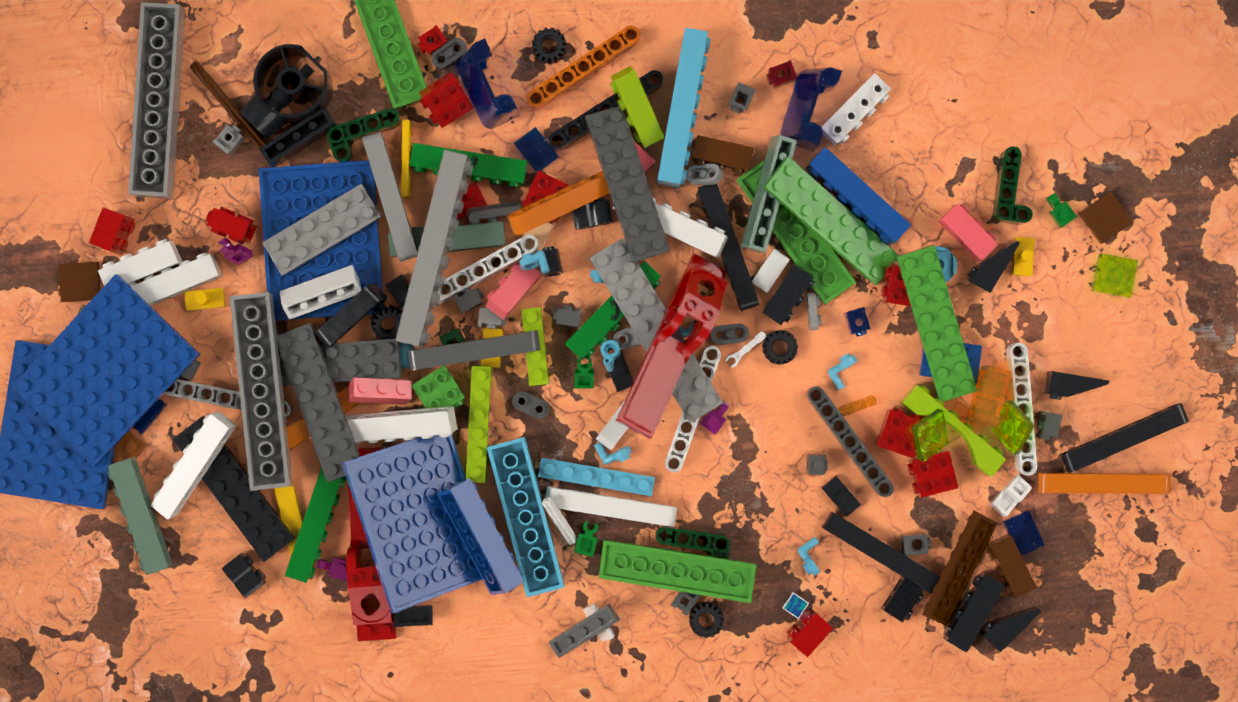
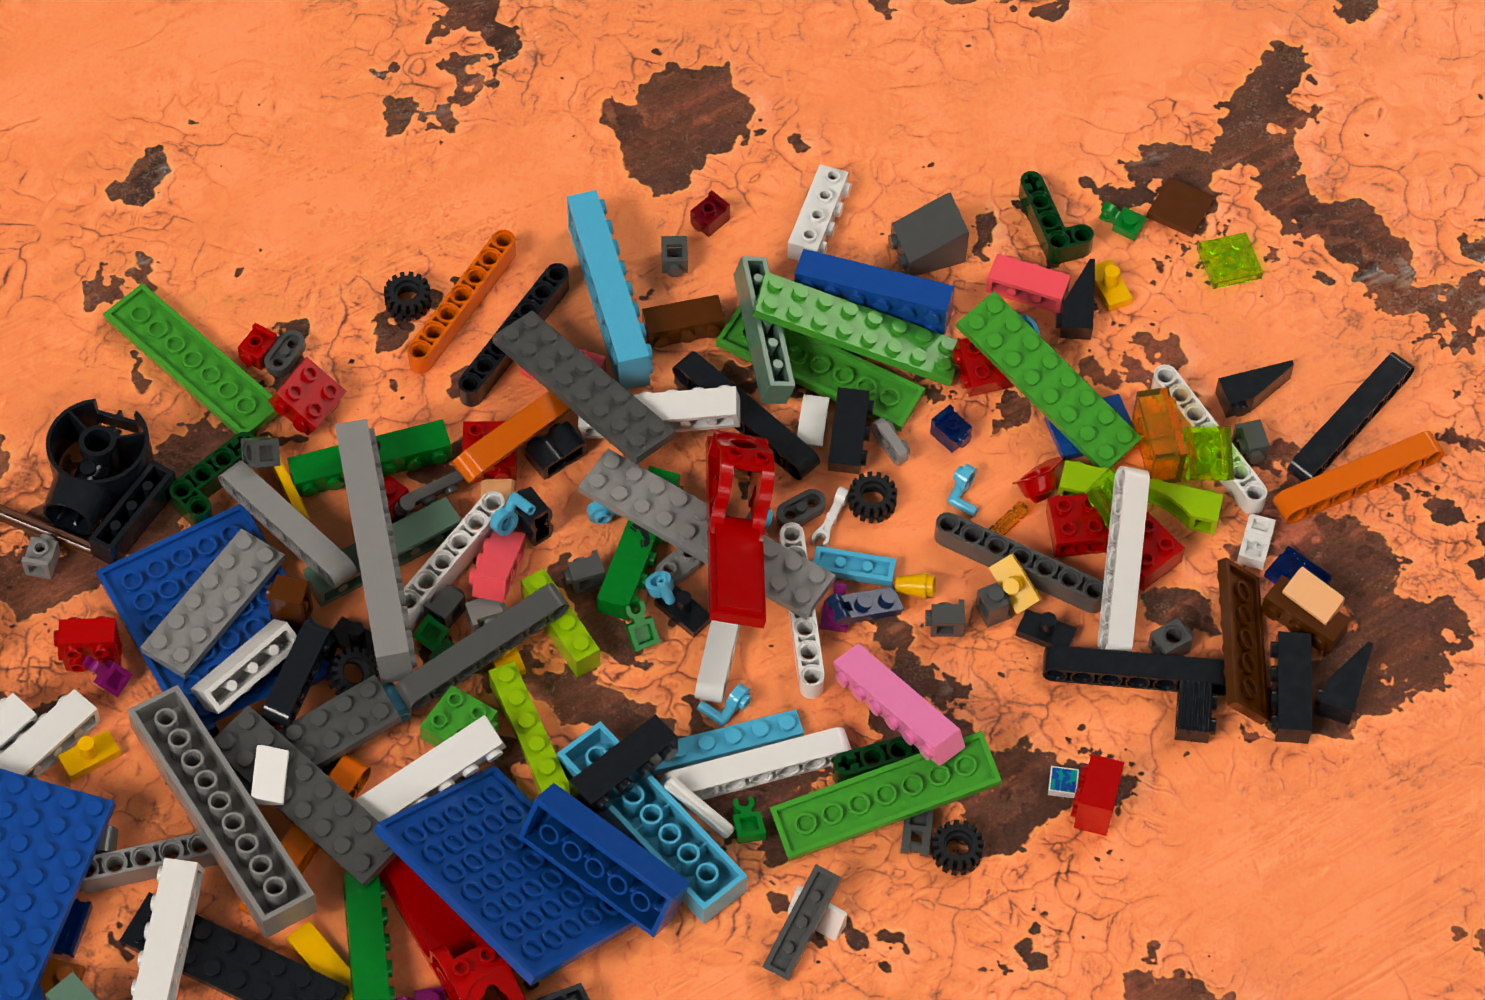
camera: 25 degrees left, 30 degrees down
(299, 384) = (269, 775): none -> white slope
(365, 260) = (290, 600): none -> reddish brown brick
(380, 391) = (379, 750): coral brick -> none
(394, 134) = (260, 451): none -> dark grey brick
(451, 315) = (431, 632): none -> green plate
(491, 110) = (370, 378): clear blue windscreen -> none
(520, 481) = (624, 765): none -> black brick
(530, 405) = (589, 699): dark grey plate -> none
(536, 150) = (450, 407): clear blue plate -> none
(637, 107) = (548, 300): lime brick -> none
(708, 174) = (673, 349): light grey plate -> none
(715, 516) = (898, 705): none -> bright pink brick
(734, 426) = (865, 605): none -> dark blue plate
(742, 392) = (856, 565): none -> medium azure plate
(775, 425) = (916, 585): none -> yellow cone
(781, 459) = (946, 619): none -> dark grey brick
(802, 104) = (752, 225): clear blue windscreen -> none
(809, 565) = (1053, 721): medium azure plate -> none
(837, 458) = (1015, 582): none -> yellow tile
(894, 386) = (1039, 481): none -> red piece
(912, 484) = (1123, 559): none -> white beam
(919, 167) = (930, 237): none -> dark grey slope
(1021, 563) = (1314, 595): none -> light nougat slope

